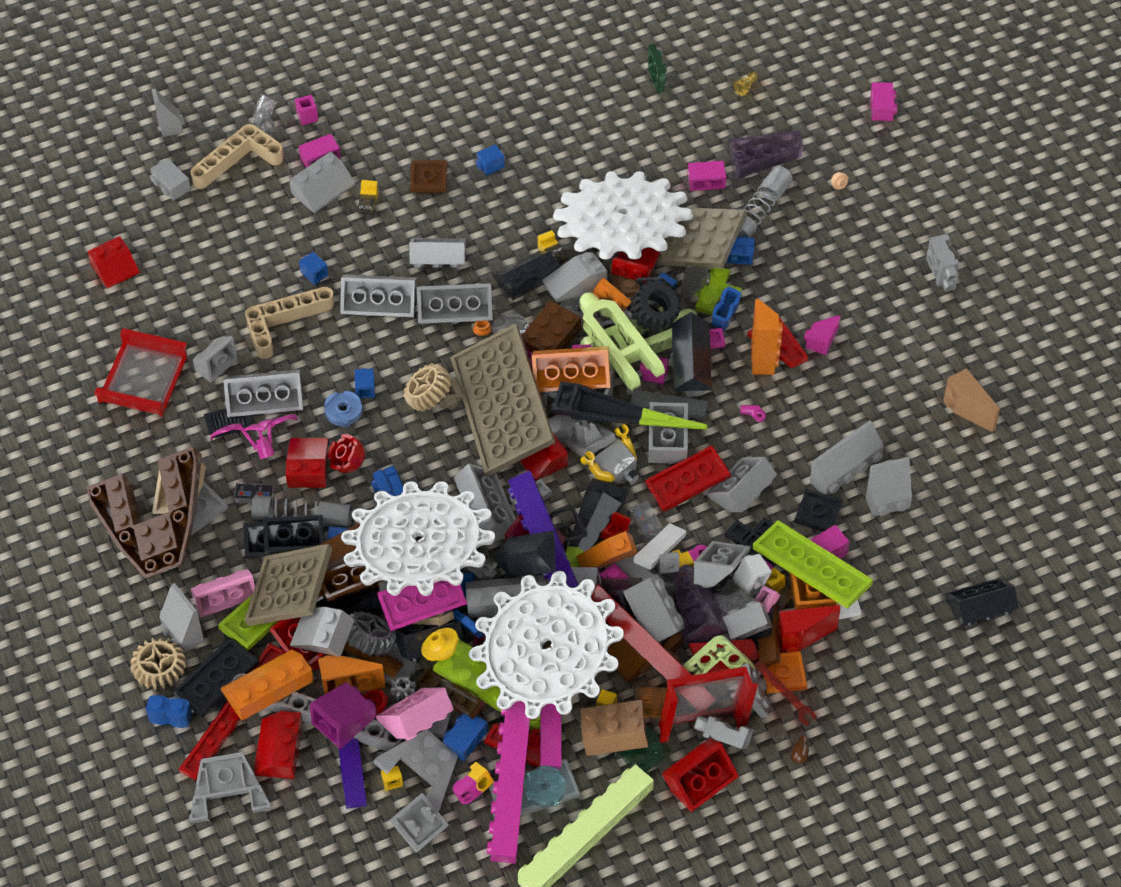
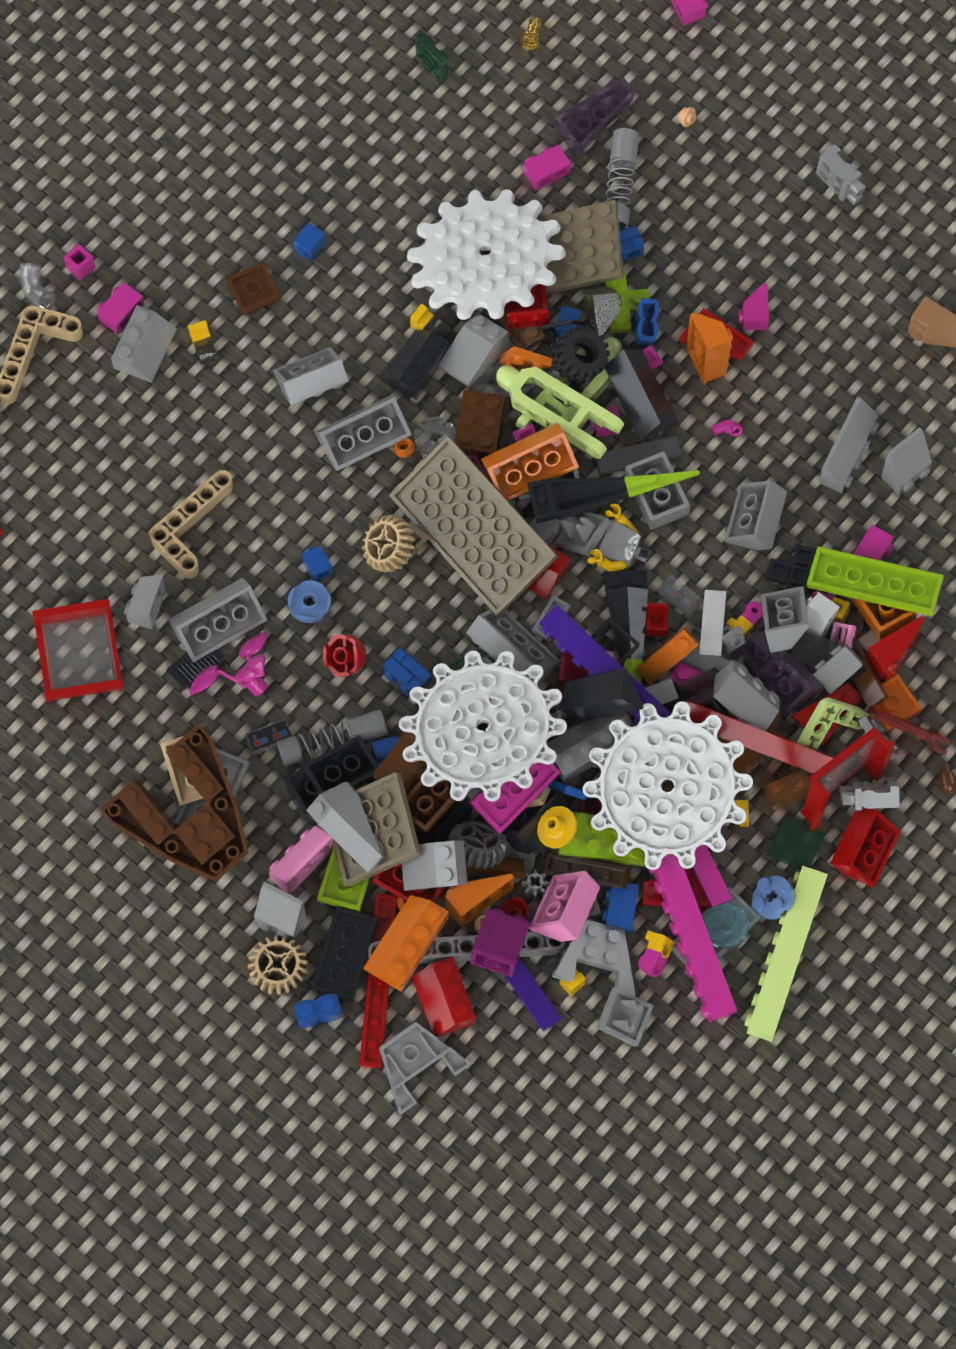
camera: 25 degrees left, 15 degrees up
(268, 567) = (343, 818): none -> light grey wedge
(307, 463) = (305, 677): red slope -> none
(313, 268) = (190, 451): blue brick -> none
(378, 295) = (276, 455): light grey slope -> none
(597, 779) = (765, 889): none -> medium blue plate
(614, 727) = (764, 836): medium nougat brick -> none
(687, 478) = (699, 532): red tile -> none
(818, 510) = (843, 512): black tile -> none

